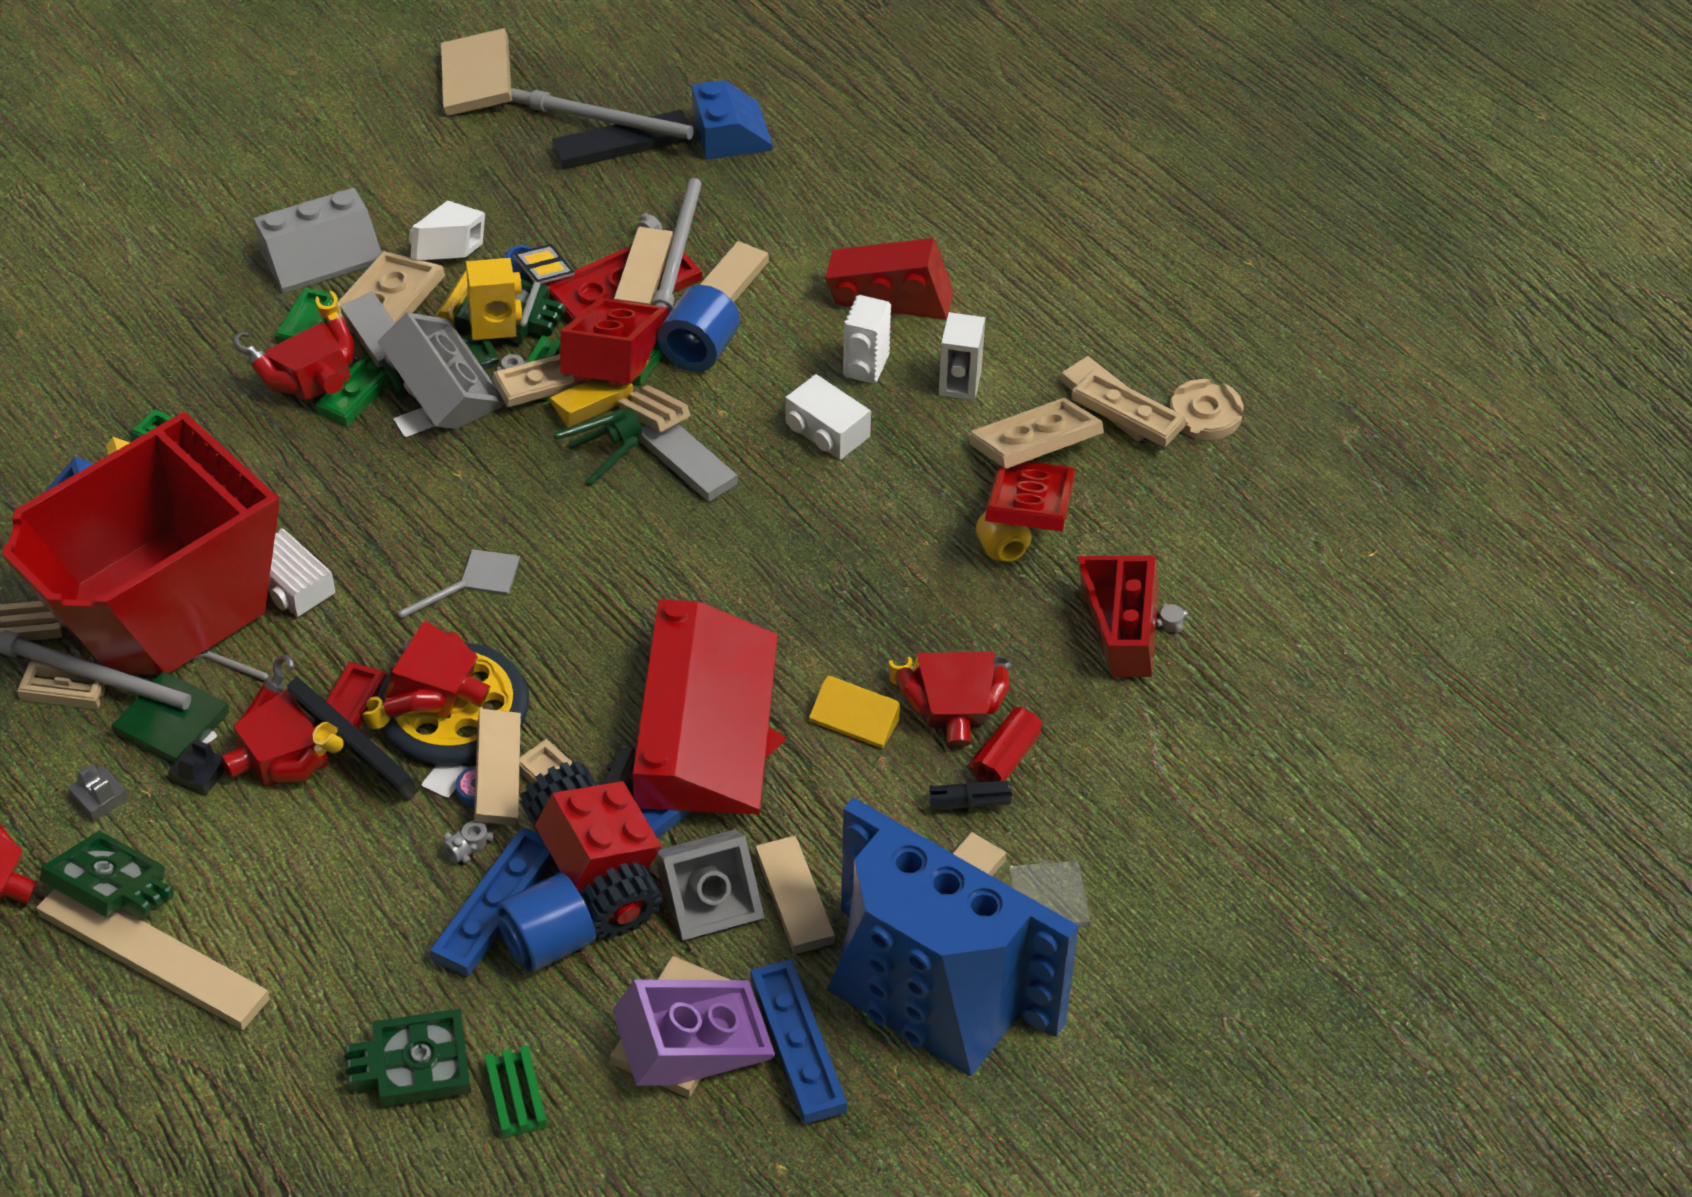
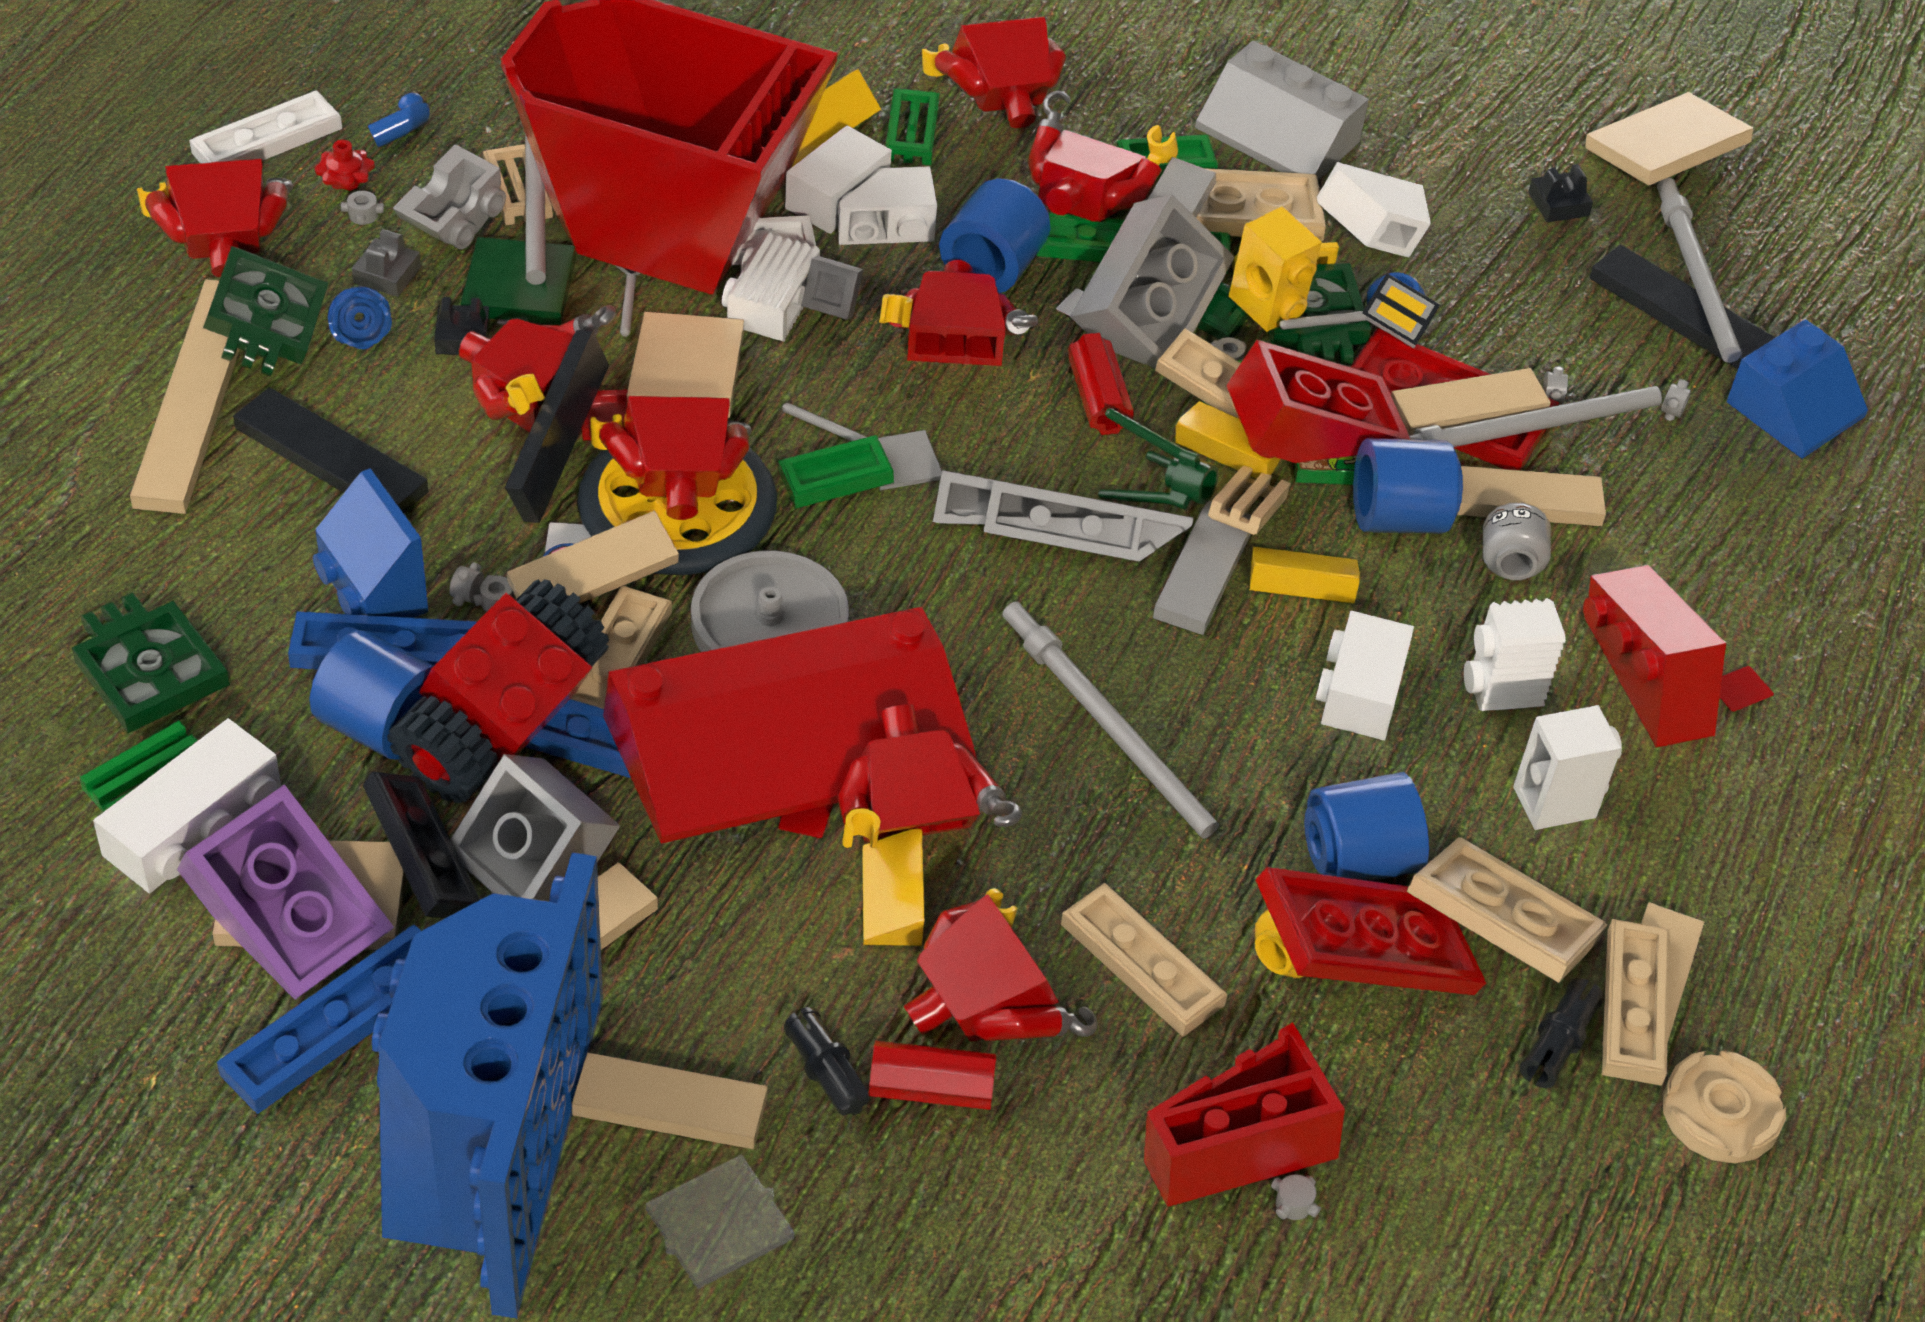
camera: 60 degrees right, 0 degrees up
(20, 787) = (362, 207): none -> light grey piece
(65, 720) = (456, 199): none -> light grey cylinder
(151, 821) = (363, 332): none -> blue plate
(162, 362) = (1001, 66): none -> red torso
(268, 463) = (890, 208): none -> white slope
(272, 889) = (324, 447): none -> black tile
(317, 537) = (832, 287): none -> flat silver tile
(334, 649) = (687, 356): none -> tan tile
(337, 431) = (997, 231): none -> blue piece
(393, 483) = (956, 317): none -> red torso
(412, 882) = (371, 553): none -> slope
(483, 608) = (836, 471): none -> green tile
(486, 145) = (1561, 195): none -> black tile
(500, 439) = (1099, 381): none -> red axle
(572, 1068) = (186, 803): none -> white brick
(587, 693) = (764, 598): none -> light grey piece
(597, 512) = (1055, 517): none -> light grey wedge
(682, 945) = (421, 843): none -> black tile
(699, 173) = (1676, 400): none -> light grey piece
(704, 561) = (1046, 649): none -> light grey bar
(723, 412) = (1304, 575): none -> yellow slope
(769, 300) = (1516, 541): none -> light grey head
(796, 664) = (917, 783): none -> red torso
(952, 465) = (1367, 828): none -> blue piece
(970, 616) = (1144, 959): none -> tan tile
(1127, 453) = (1562, 1033): none -> black pin

